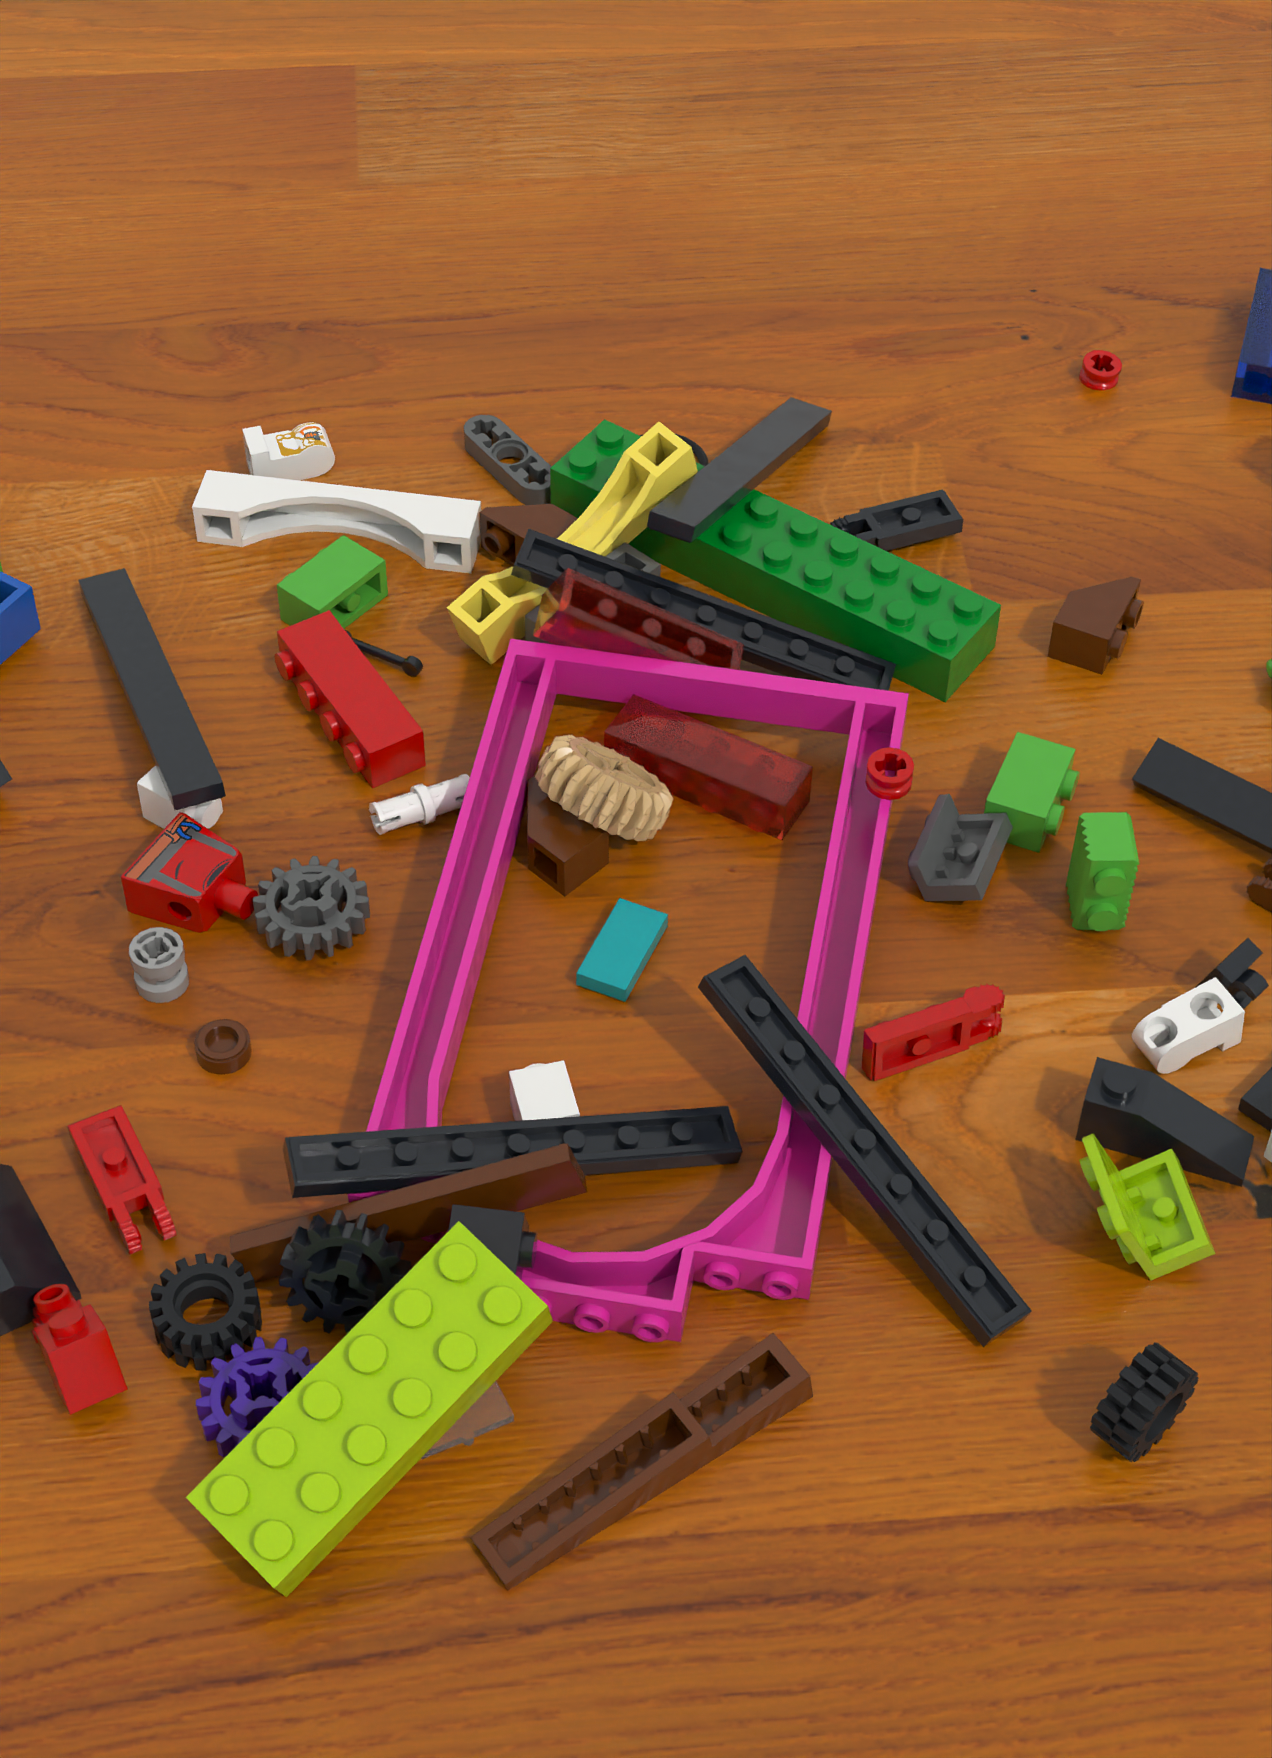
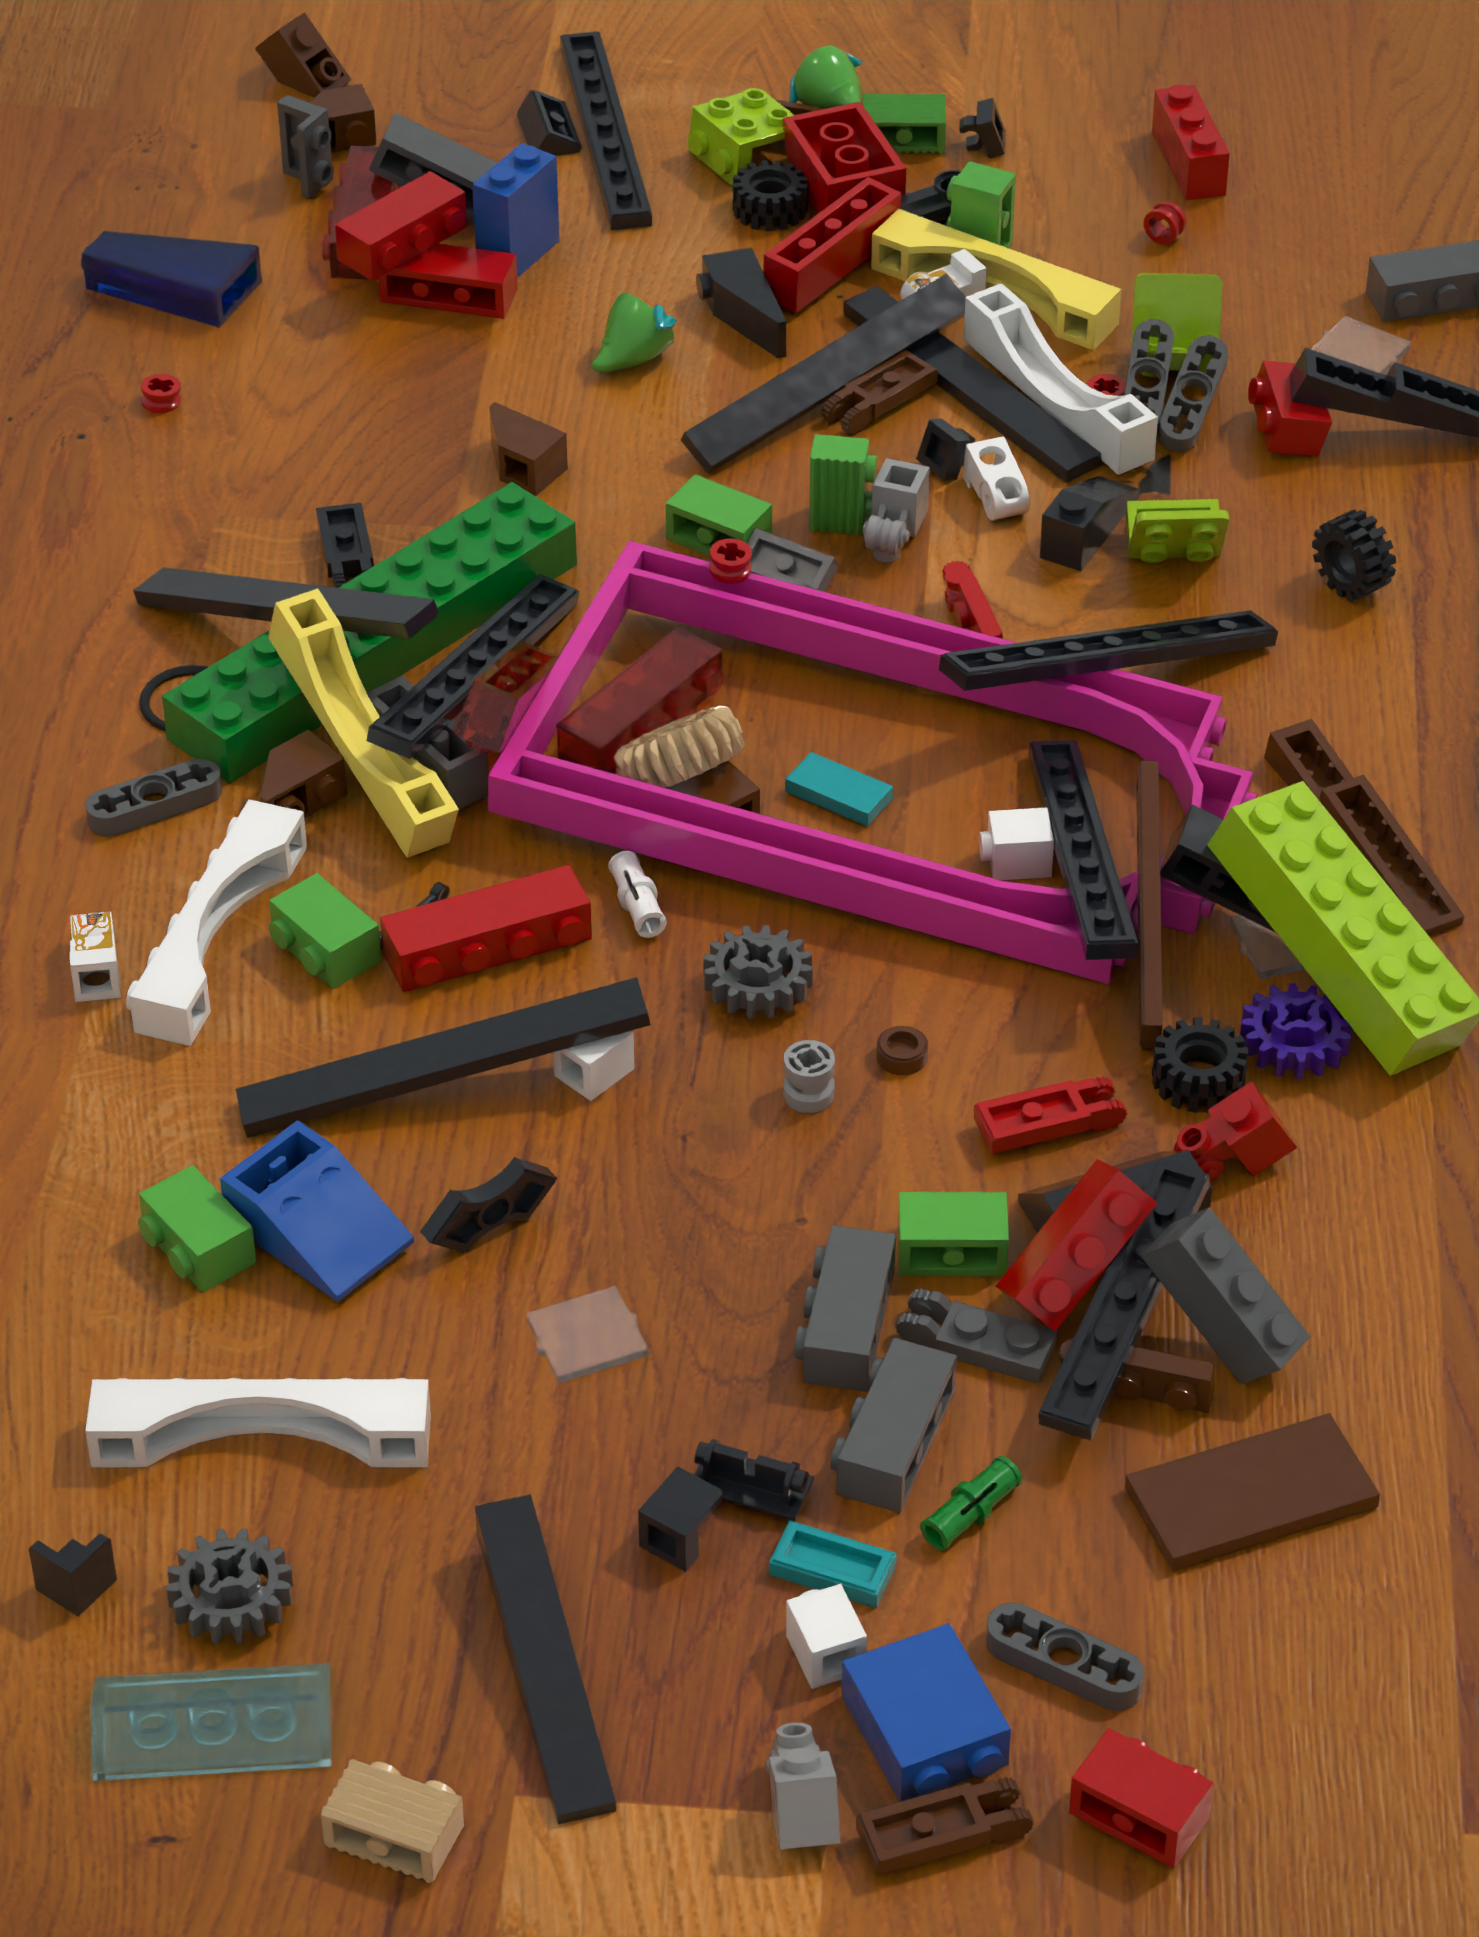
camera: 80 degrees left, 5 degrees down
(188, 878) = (700, 1051): red torso -> none
(340, 1269) = (1195, 954): black gear -> none
(1096, 941) = (898, 508): none -> light grey brick

